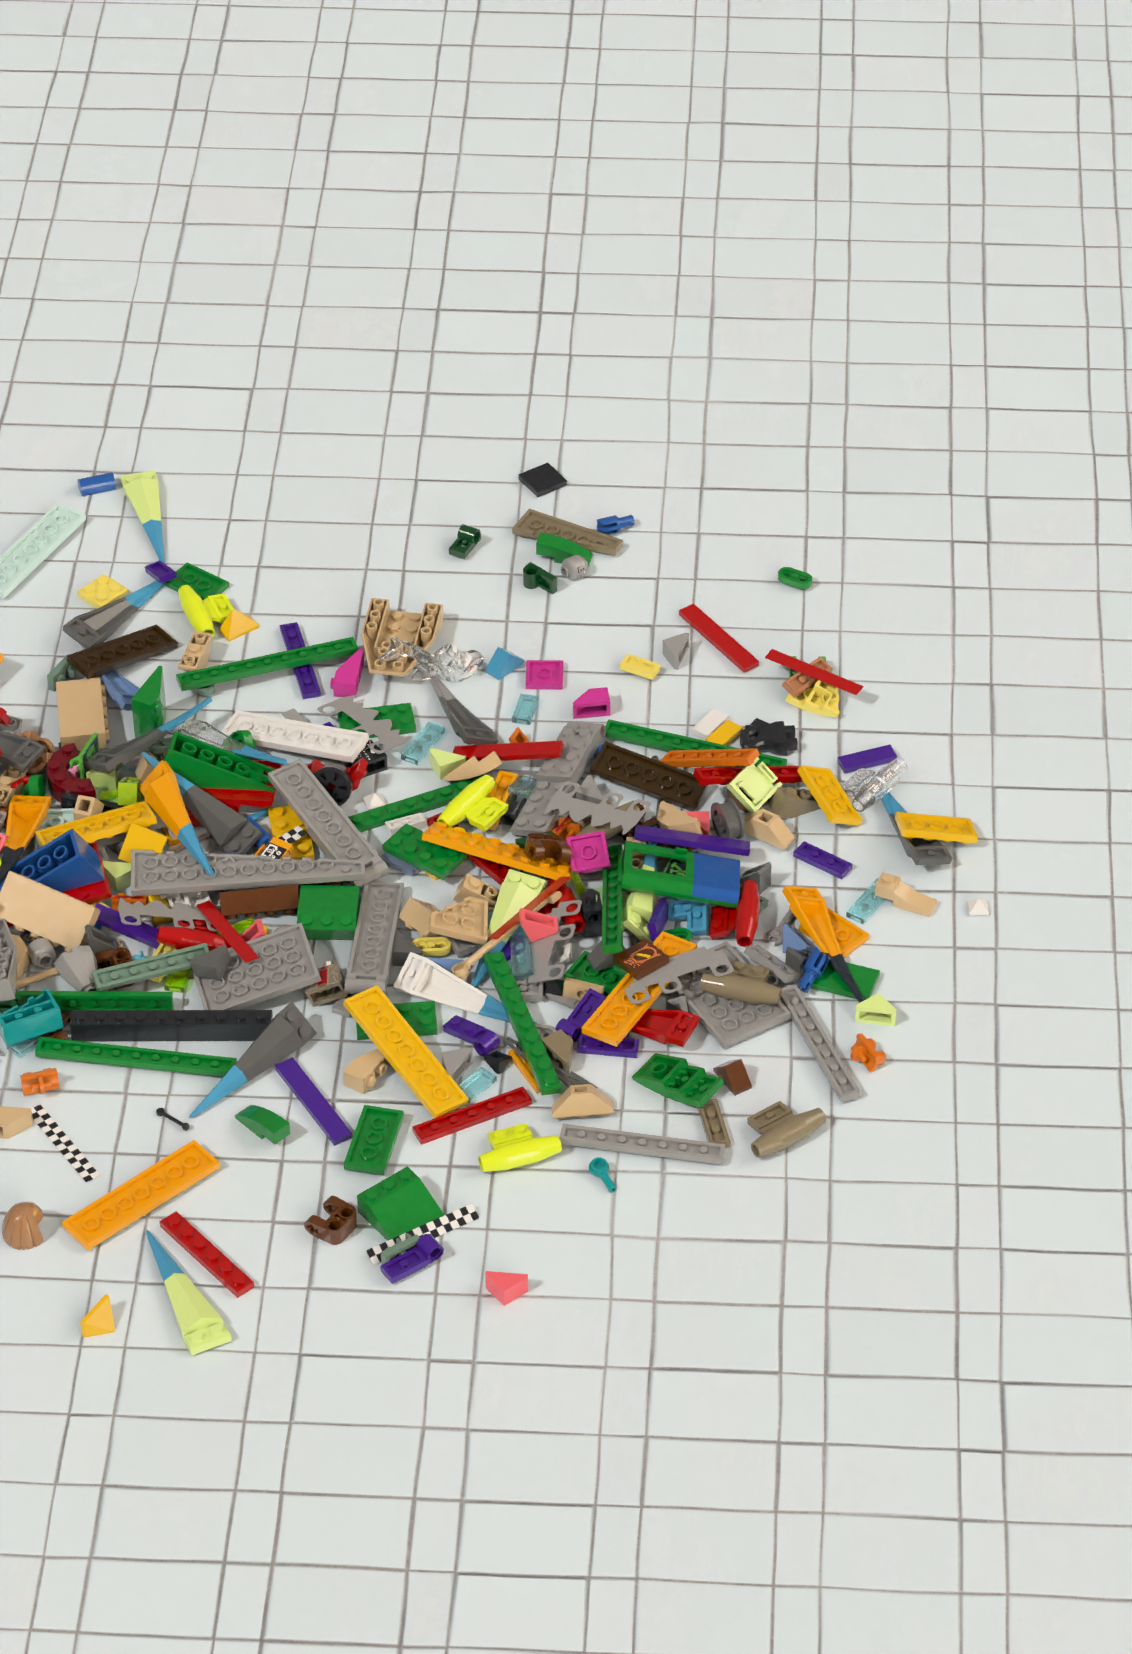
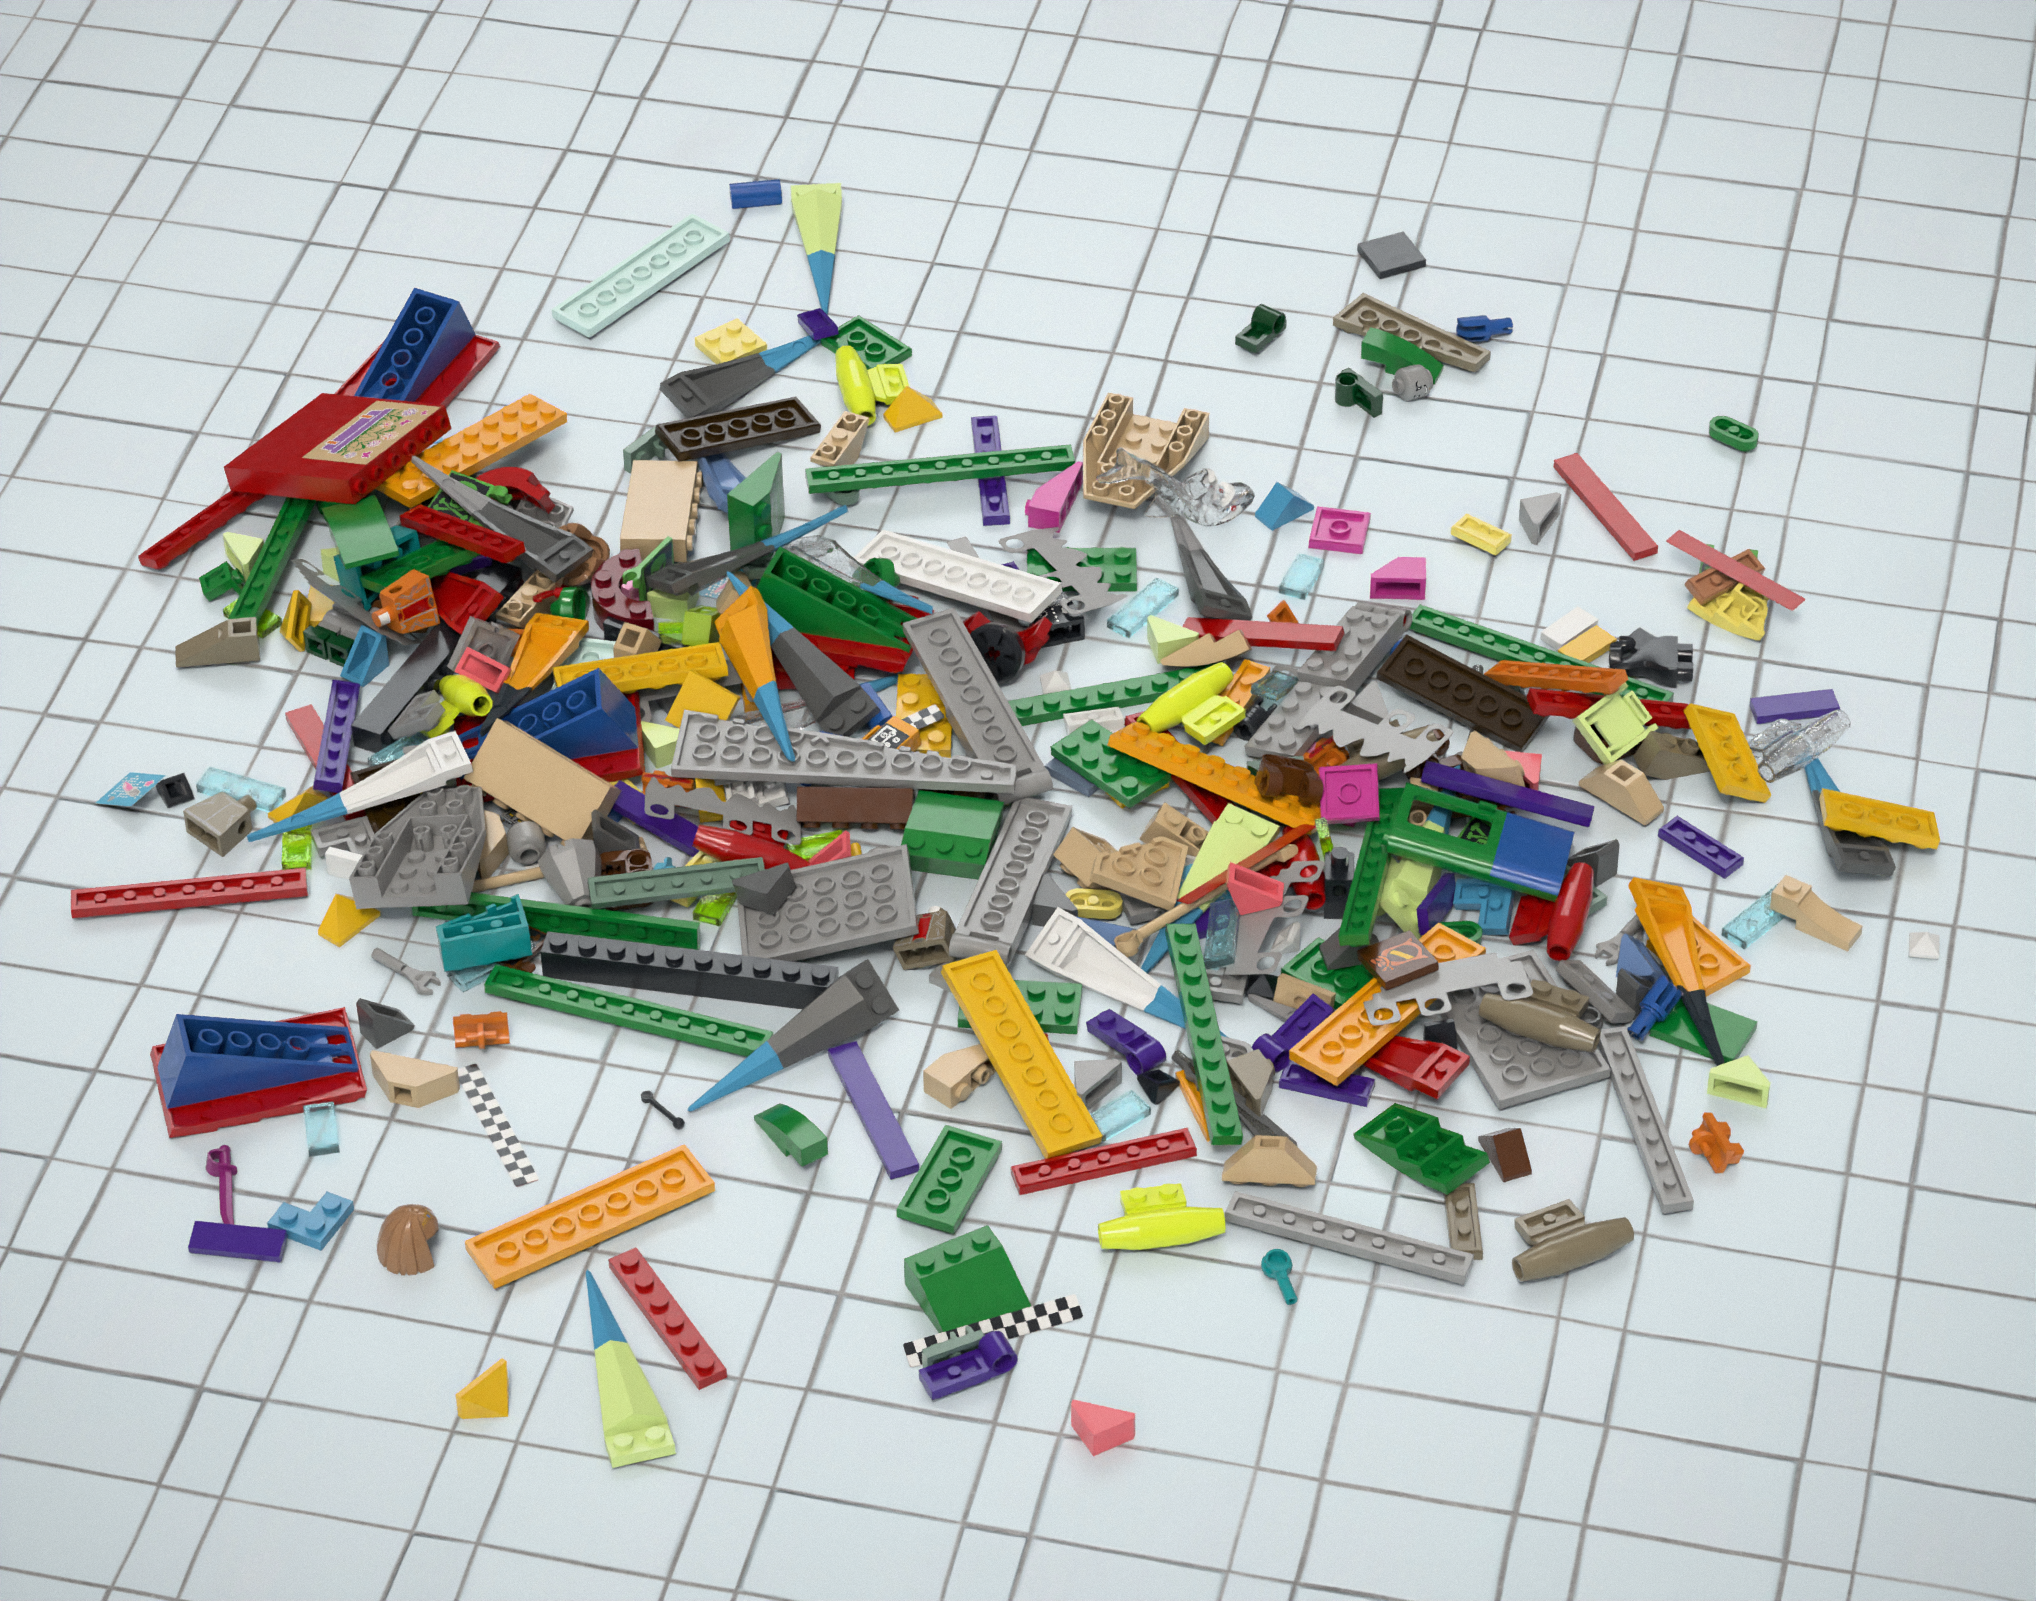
camera: 10 degrees right, 0 degrees up
(227, 931) = (798, 845): red sticker -> none
(337, 1226) = (868, 1301): reddish brown piece -> none
(727, 819) = (1567, 770): dark grey wheel -> none

